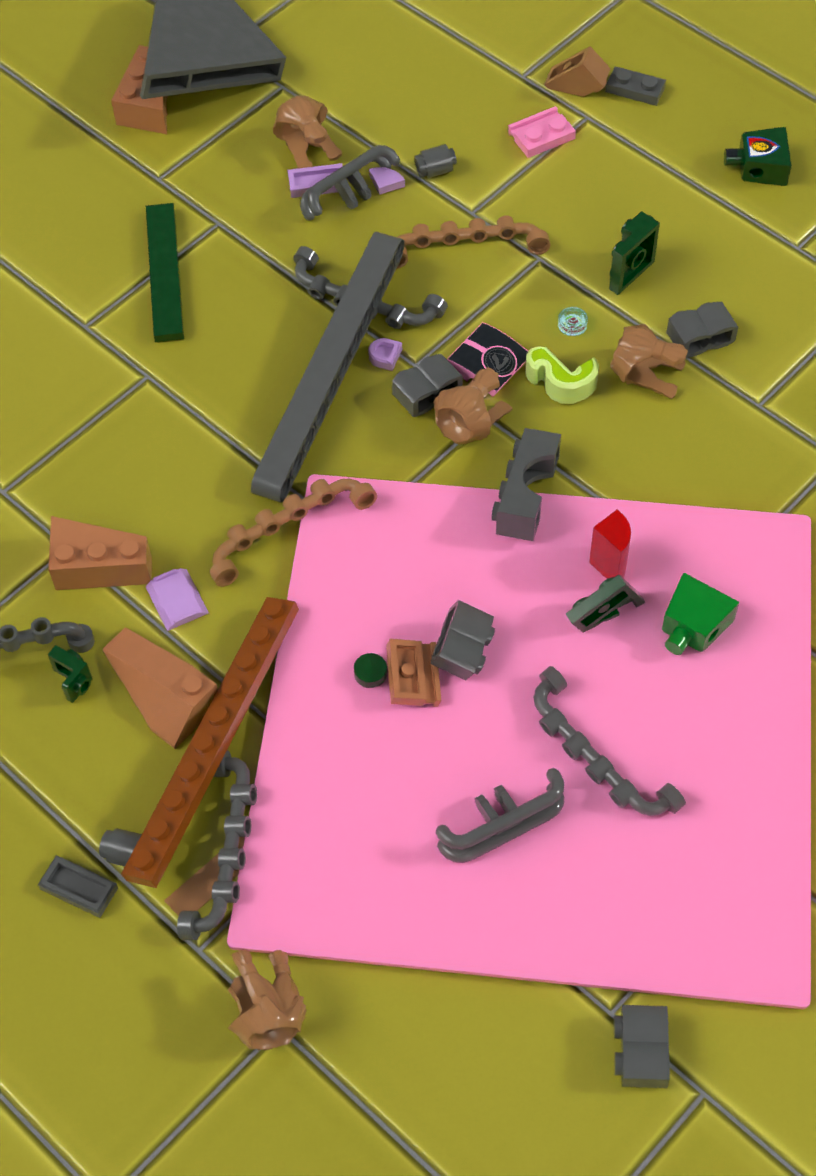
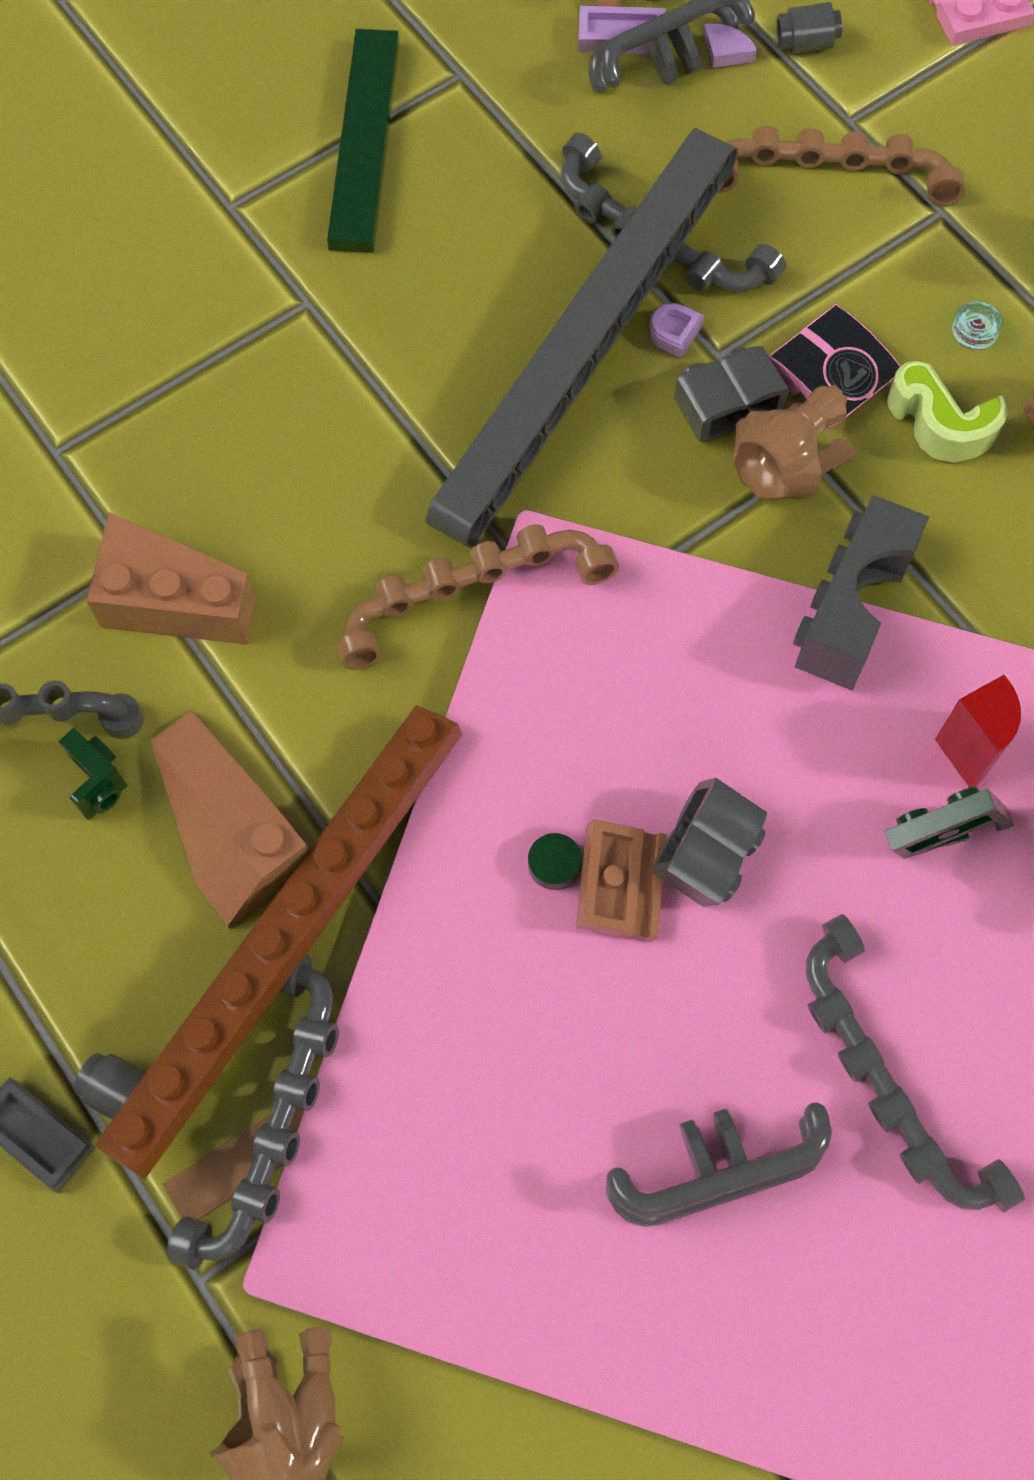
camera: 10 degrees right, 10 degrees up
(176, 598) = (280, 676): lavender piece -> none

